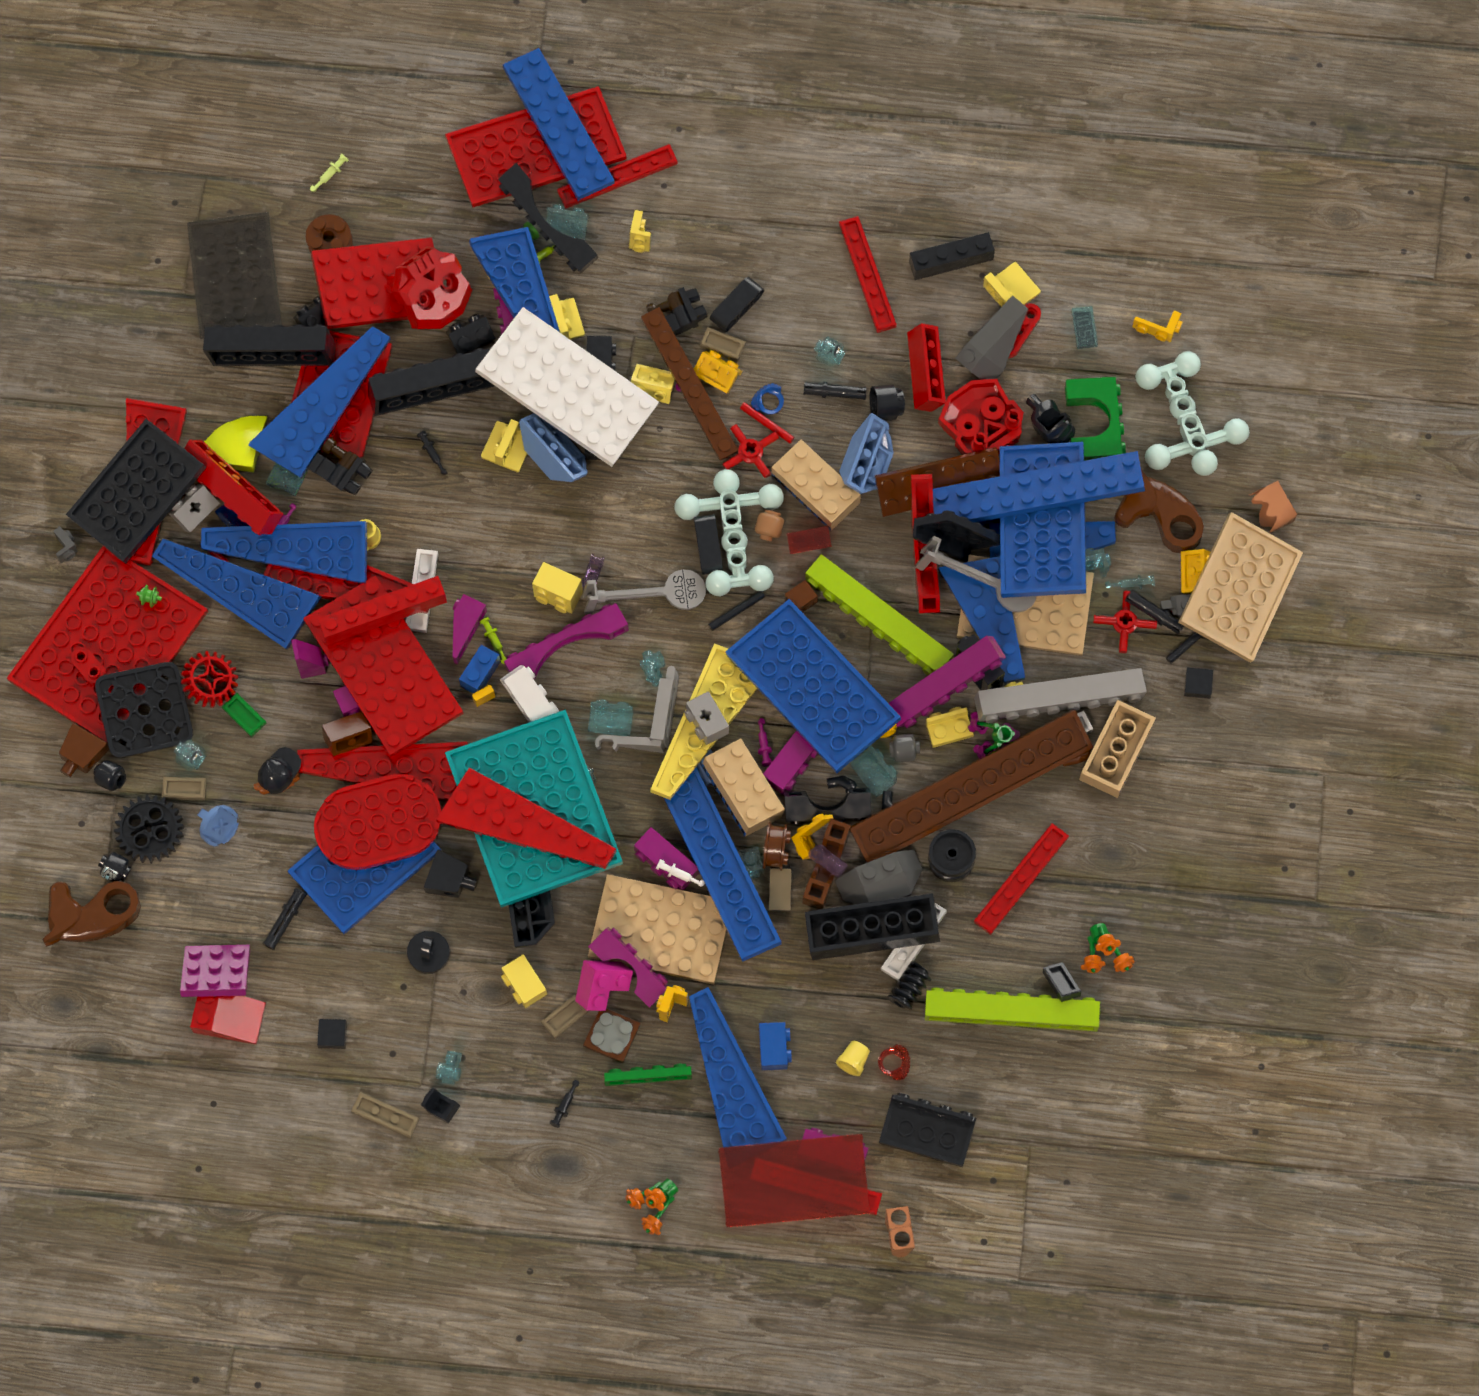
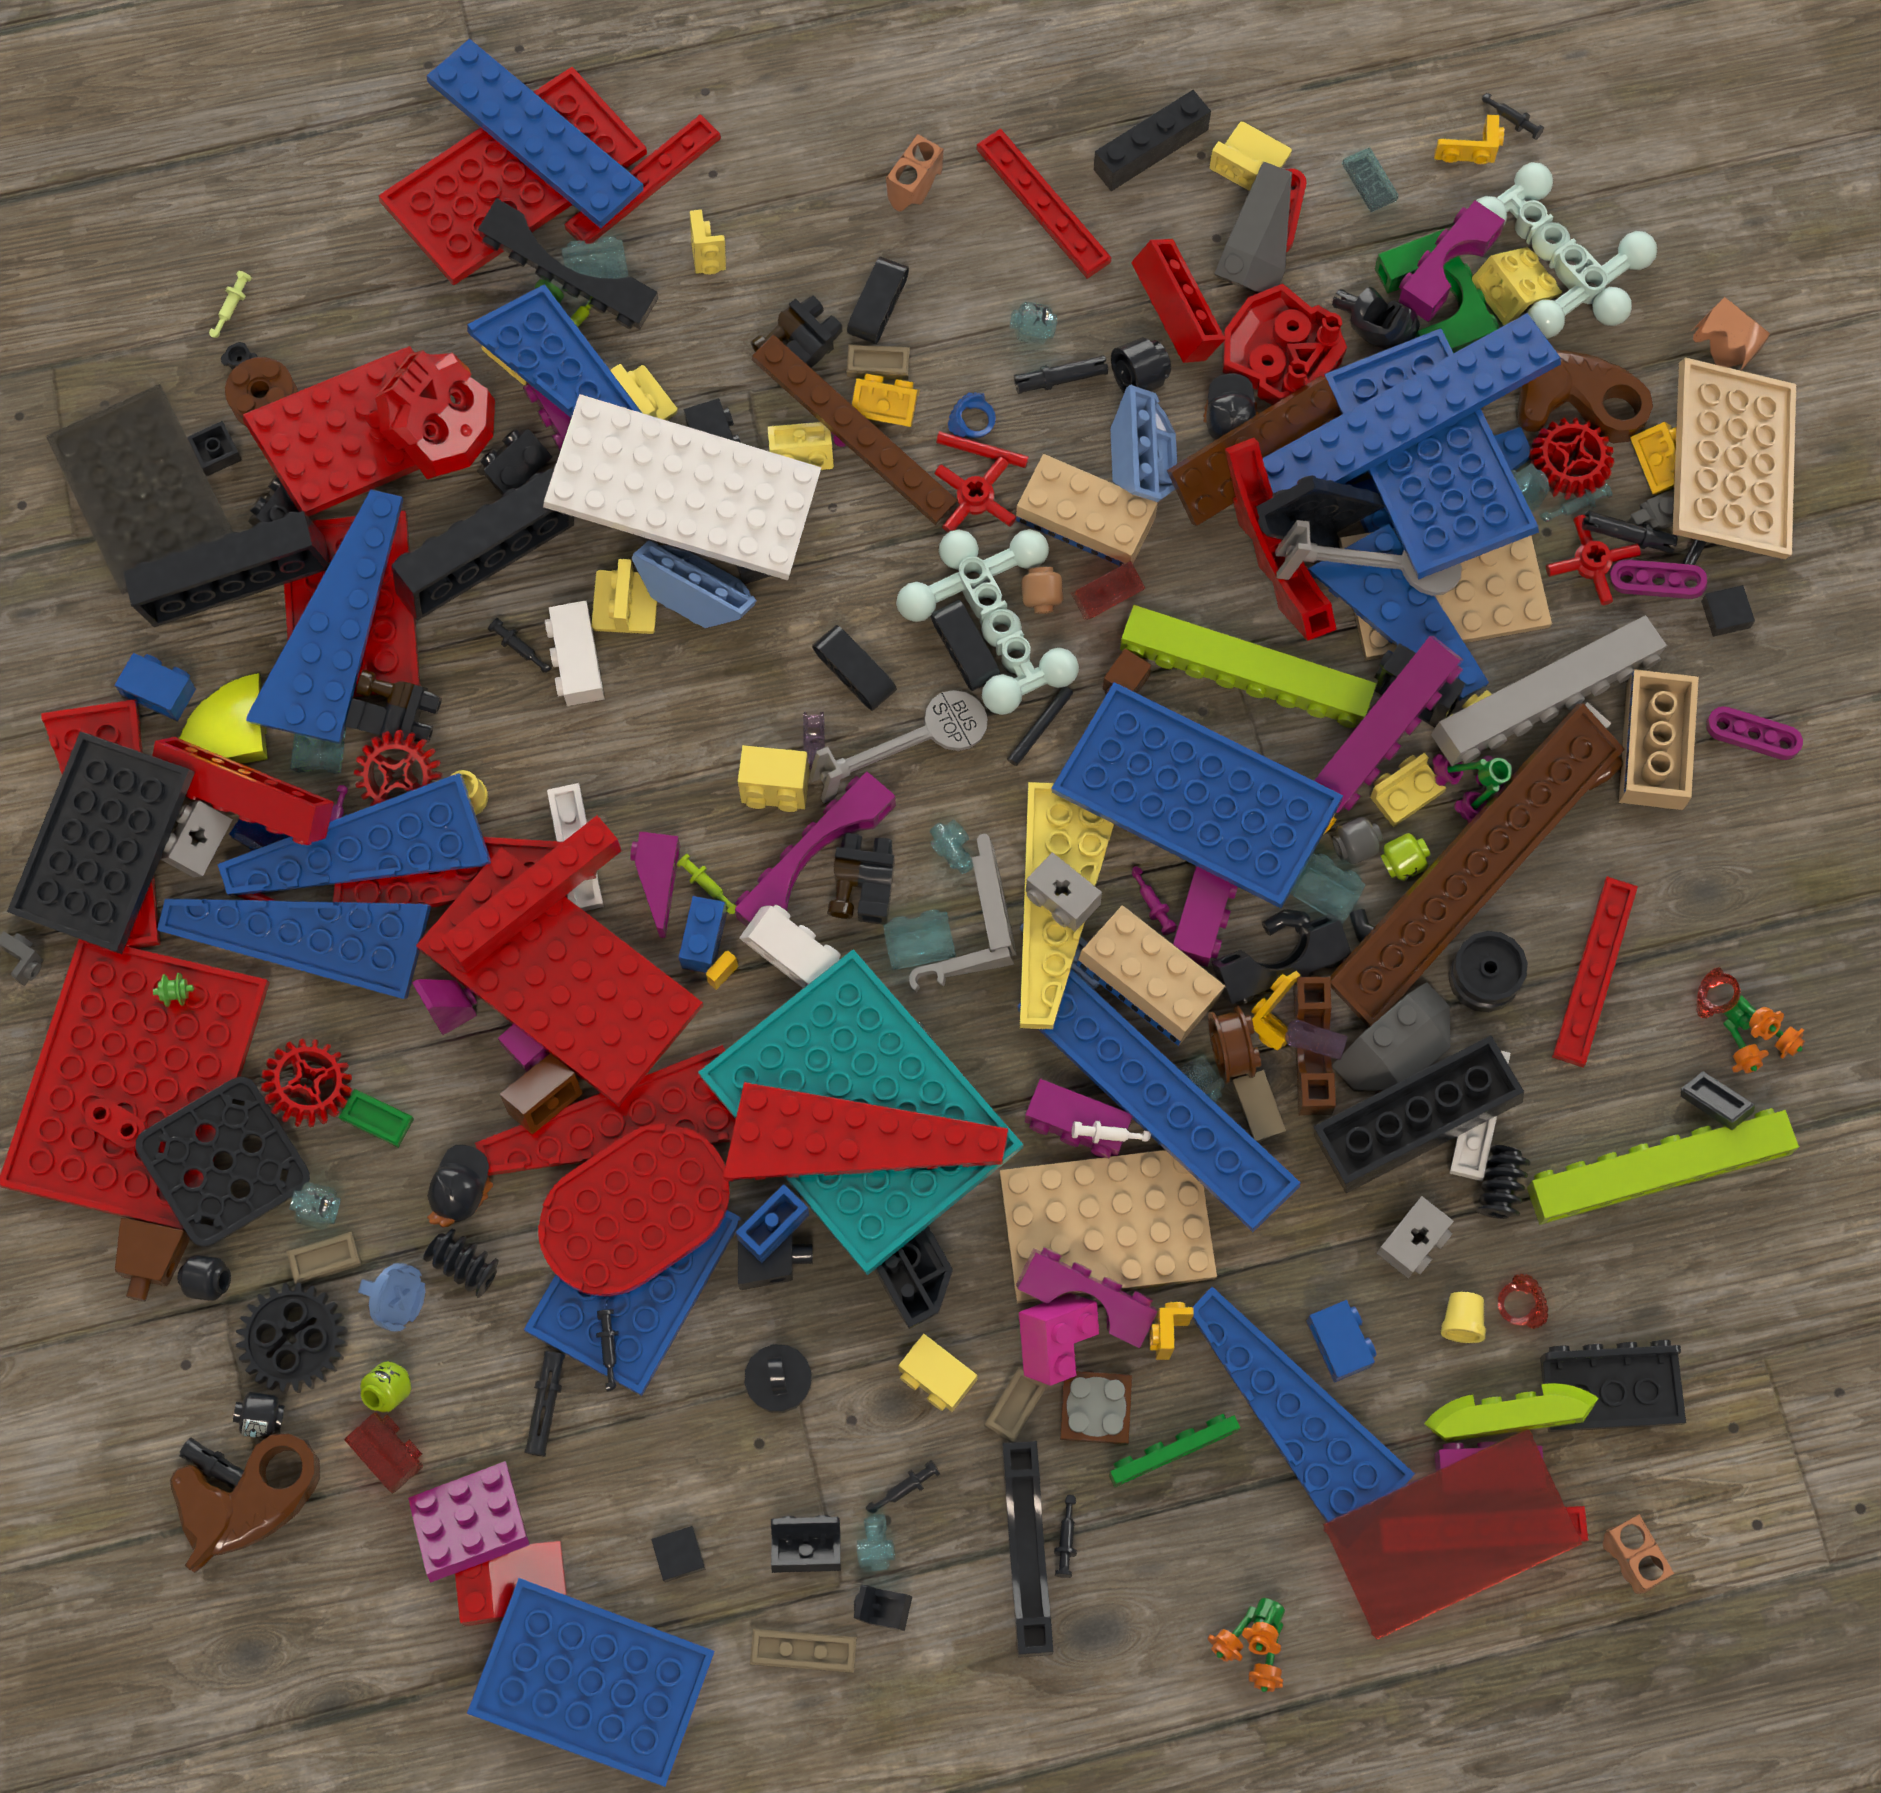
camera: 20 degrees left, 0 degrees up
(77, 885) = (211, 1462): none -> black pin
(180, 914) = (384, 1451): none -> clear red brick
(194, 876) = (385, 1387): none -> lime head
(201, 404) = (156, 686): none -> blue brick
(254, 1087) = (591, 1682): none -> blue plate
(264, 818) = (461, 1262): none -> black piece
(288, 264) = (214, 448): none -> black piece
(322, 205) = (236, 351): none -> black plate
(333, 896) = (608, 1345): none -> black piece
(334, 514) = (387, 764): none -> red gear
(409, 1053) = (805, 1544): none -> black bracket
(455, 857) = (772, 1223): none -> blue brick
(464, 469) = (574, 653): none -> white brick
(486, 1040) = (906, 1486): none -> black piece
(538, 1102) = (1027, 1549): none -> black arch
(595, 665) = (867, 871): none -> black hips
(634, 535) = (854, 667): none -> black beam
(793, 236) = (903, 195): none -> nougat piece
(851, 991) = (1421, 1219): none -> light grey brick
(884, 1128) = (1557, 1407): none -> lime brick
(930, 768) = (1405, 856): none -> lime head
(933, 445) = (1229, 404): none -> black hair
(1092, 907) = (1715, 977): none -> clear red piece
(1127, 539) = (1550, 446): none -> red gear
(1129, 386) = (1472, 234): none -> magenta arch
(1149, 426) = (1514, 282): none -> light yellow bracket
(1154, 642) = (1645, 572): none -> magenta plate
(1178, 757) = (1768, 733): none -> magenta plate
(1197, 320) = (1521, 121): none -> black piece

